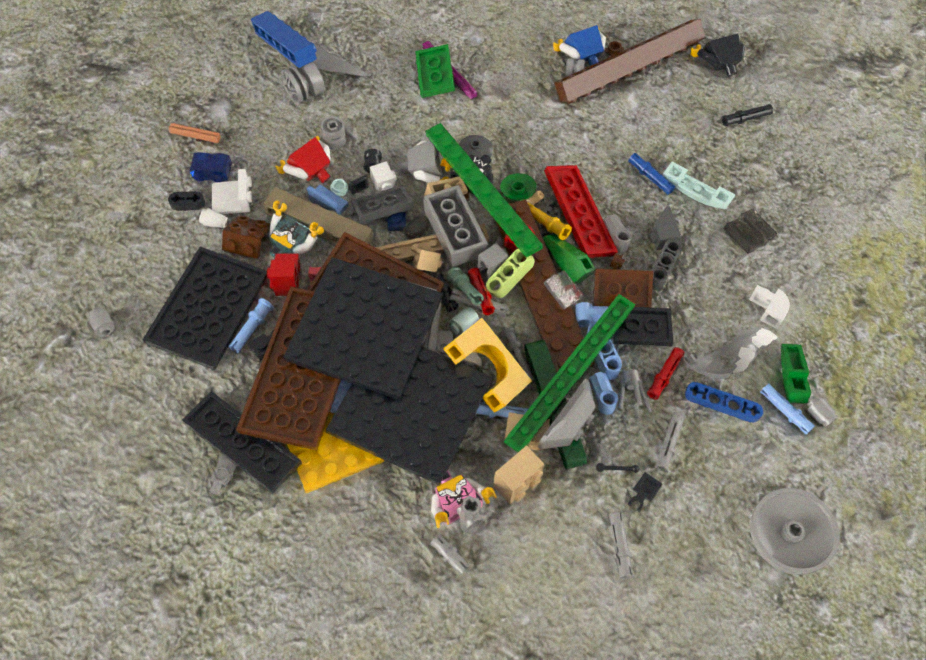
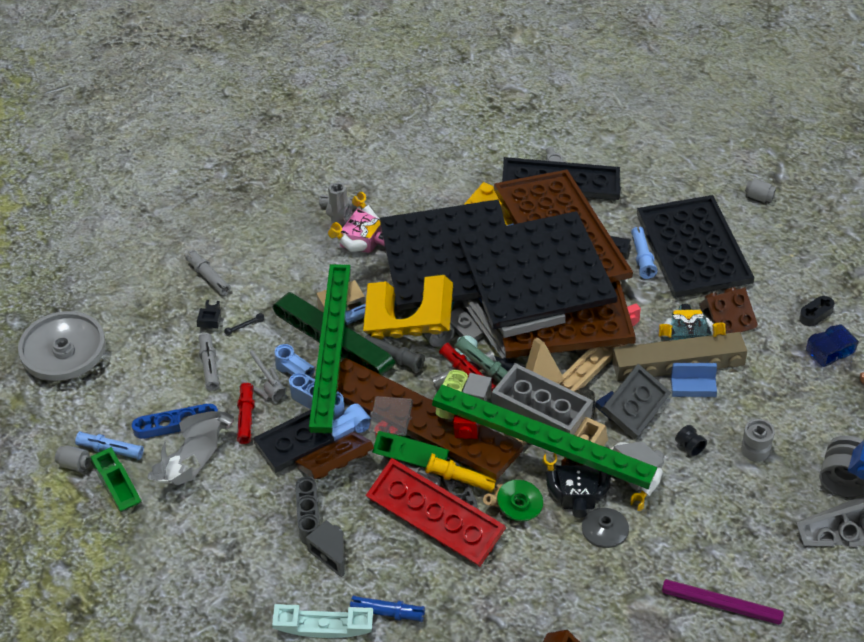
camera: 150 degrees right, 15 degrees down
(213, 219) = (774, 306): white cone -> none
(232, 195) = (780, 334): white bracket -> none
(284, 273) = (652, 292): red brick -> none
(308, 161) = (748, 397): red torso -> none
(339, 187) = (696, 400): light aqua plate -> none
(358, 184) = (682, 411): black slope -> none
(382, 176) = (663, 429): white brick -> none
(434, 71) = (731, 576): green plate -> none
(518, 475) = (321, 252): tan brick -> none
(571, 419) = (304, 309): light grey wedge -> none
(617, 261) = (359, 487): reddish brown plate -> none
(618, 233) = (380, 514): light grey piece -> none
(750, 231) = (234, 609): clear smoke slope -> none
(776, 305) = (167, 533): white brick -> none

